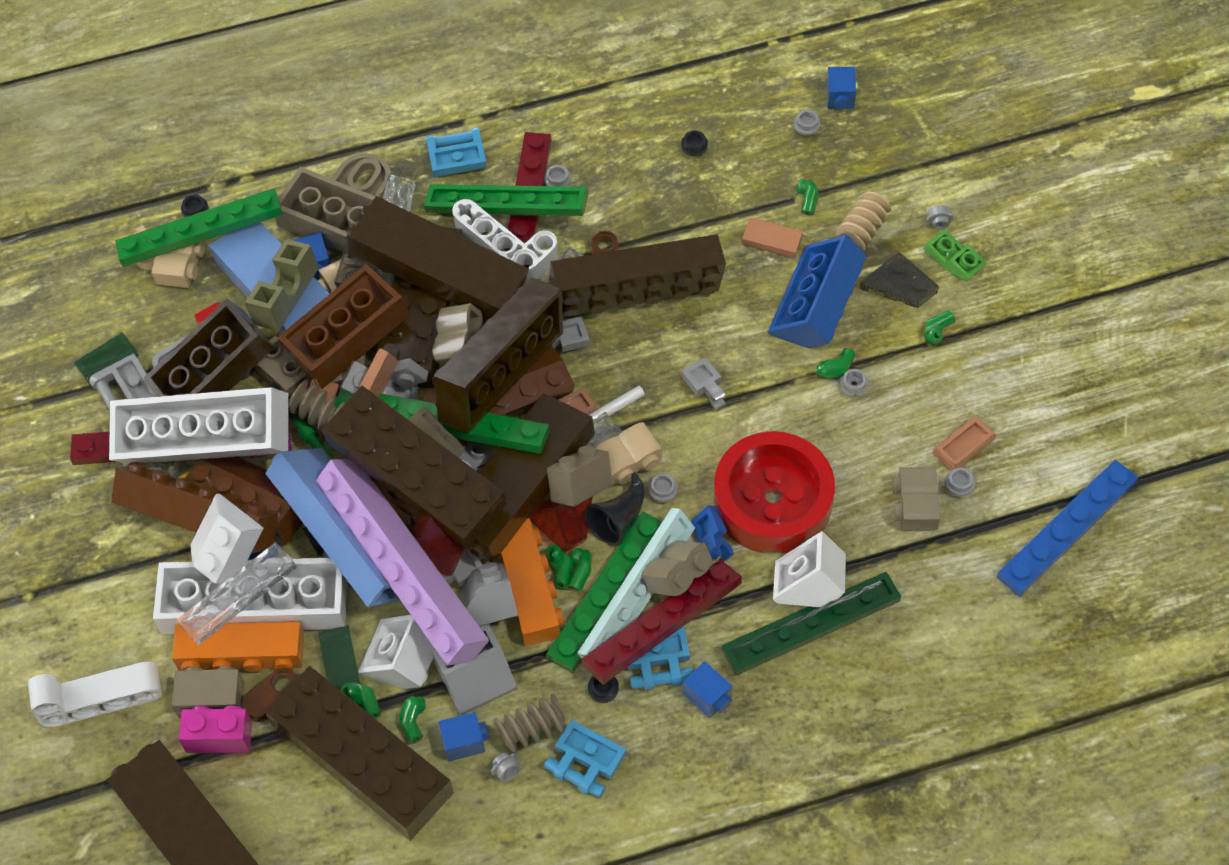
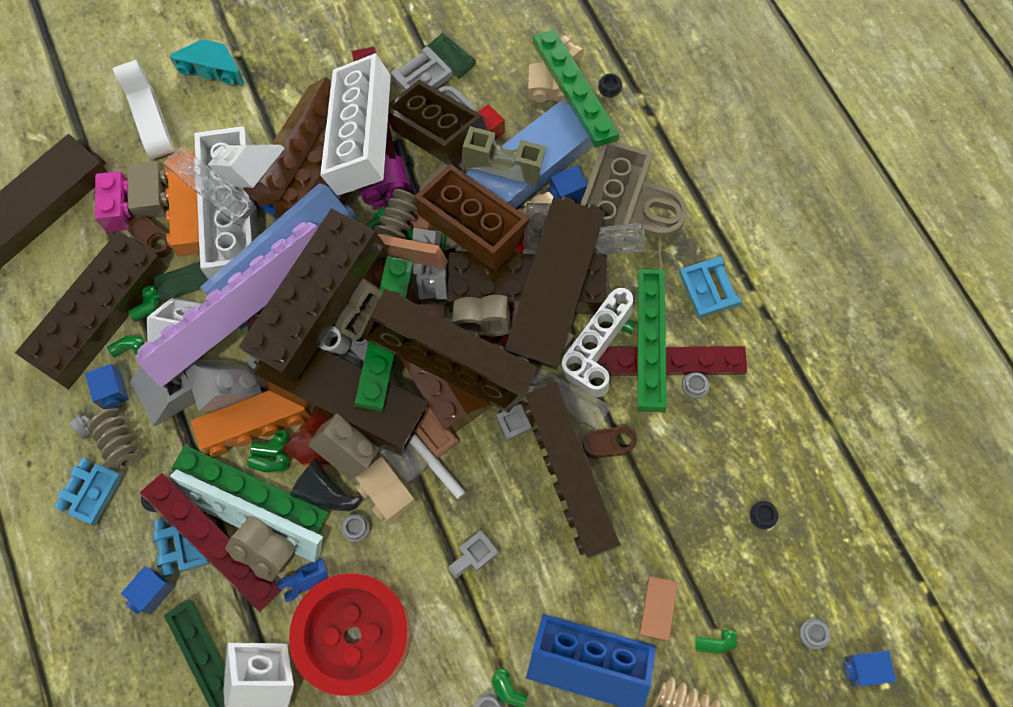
camera: 85 degrees right, 10 degrees up
(40, 616) = (209, 61): none -> teal slope

